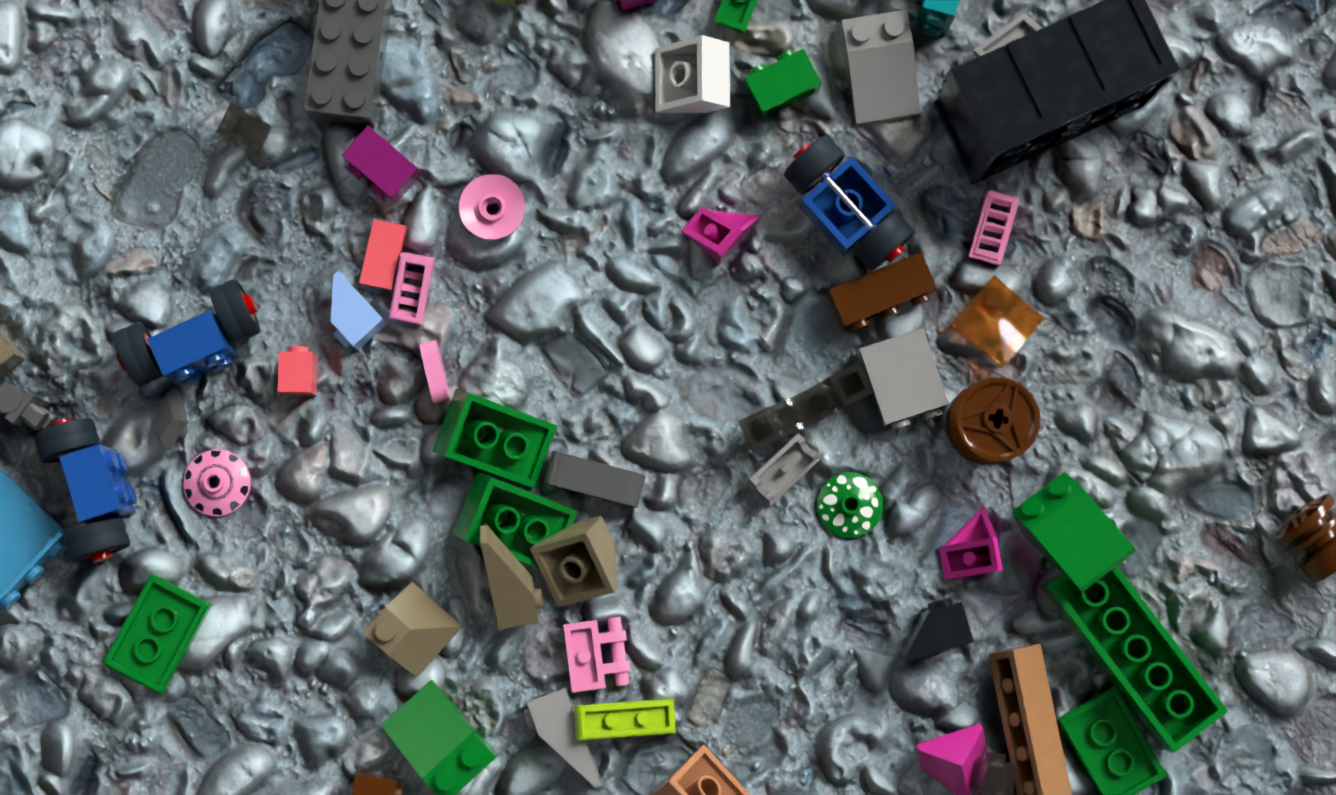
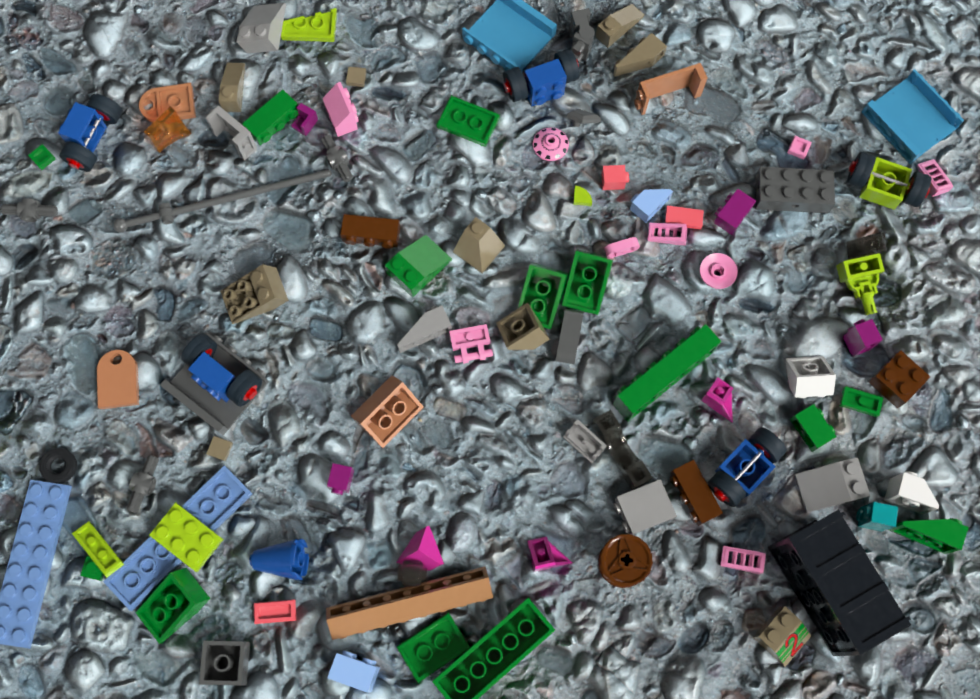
camera: 85 degrees right, 10 degrees down
(54, 294) = (643, 56): none -> dark tan slope
(110, 206) = (691, 77): none -> nougat panel
(193, 345) = (624, 123): brick -> none
(243, 129) = (745, 140): clear smoke panel -> none
(262, 33) = (799, 147): none -> bright pink tile
(329, 434) = (582, 197): none -> lime tile
(510, 584) = (507, 291): dark tan slope -> none
(624, 719) = (435, 360): lime tile -> none
(676, 318) = (666, 372): none -> green brick
(832, 505) = (564, 492): green dish -> none
(937, 630) = (497, 533): black slope -> none
(997, 322) = (685, 565): clear orange plate -> none
(1072, 532) = (562, 612): green slope -> none
(1116, 180) = (782, 635): none -> dark tan slope

